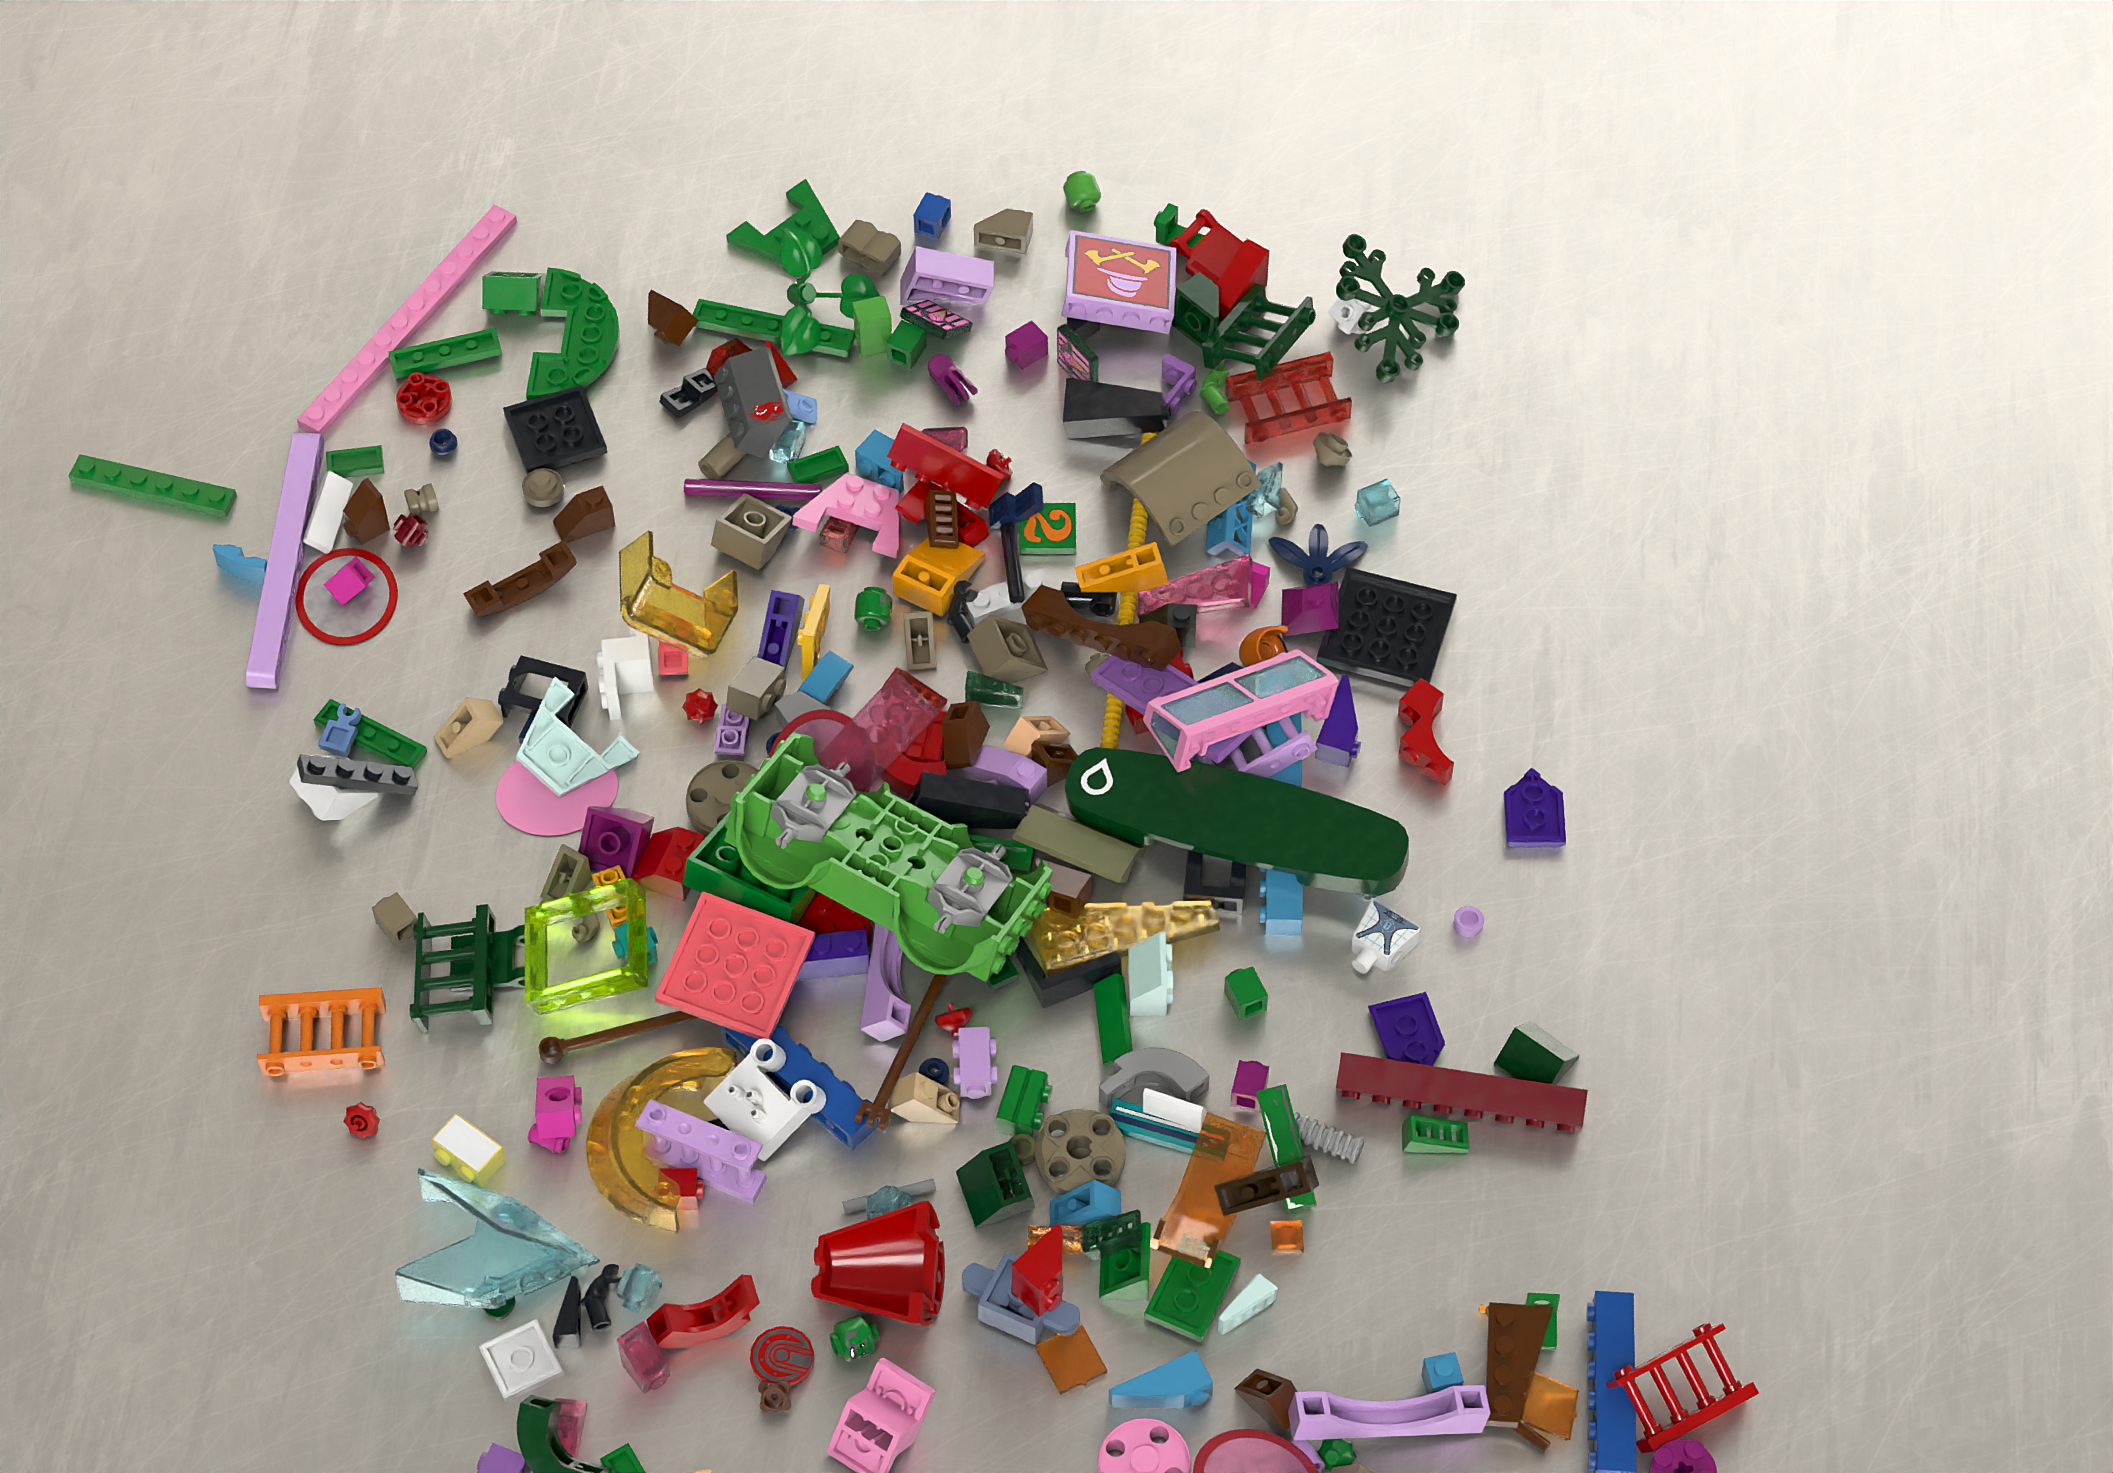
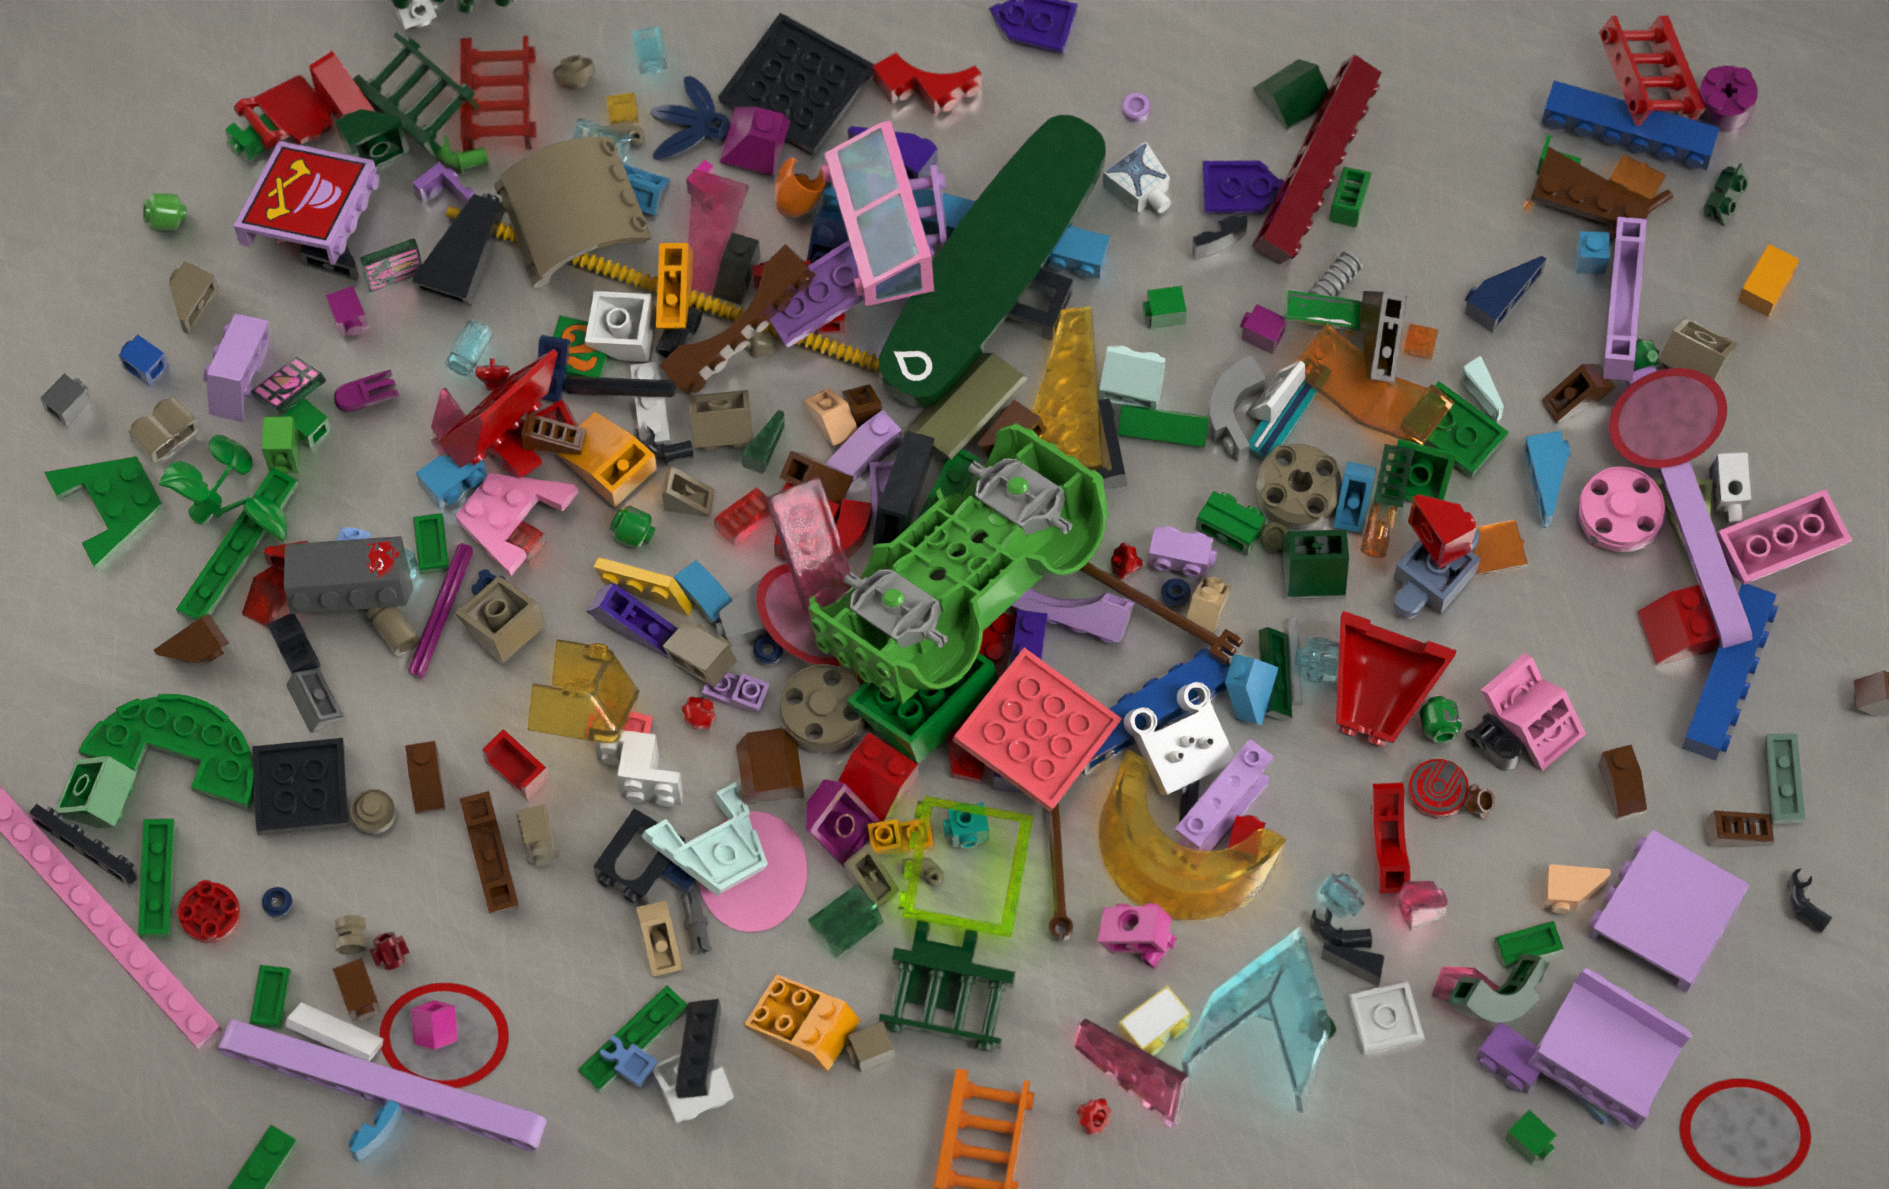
camera: 75 degrees left, 10 degrees up
(409, 860) = (803, 1021): none -> light orange slope
(413, 1142) = (1135, 1069): none -> clear pink wing
(463, 293) = (75, 838): none -> black plate
(491, 755) = (695, 922): none -> dark grey pin
(517, 871) = (846, 920): none -> clear green bracket
(540, 605) = (537, 835): none -> dark tan brick
(606, 590) = (515, 764): none -> red panel
(643, 422) = (314, 699): none -> dark grey slope
(659, 775) = (769, 766): none -> reddish brown slope
(842, 1150) = (1250, 687): none -> dark azure slope
(842, 1388) = (1490, 738): none -> black piece
(866, 1177) = (1274, 651): none -> dark green plate
(877, 173) = (66, 399): none -> dark grey brick
(1018, 442) = (469, 348): none -> clear light blue piece
(1072, 543) = (622, 325): none -> white slope
(1310, 500) = (622, 108): none -> clear yellow tile
(1345, 1028) = (1229, 232): none -> black slope
(1363, 1299) = (1500, 293): none -> dark blue slope

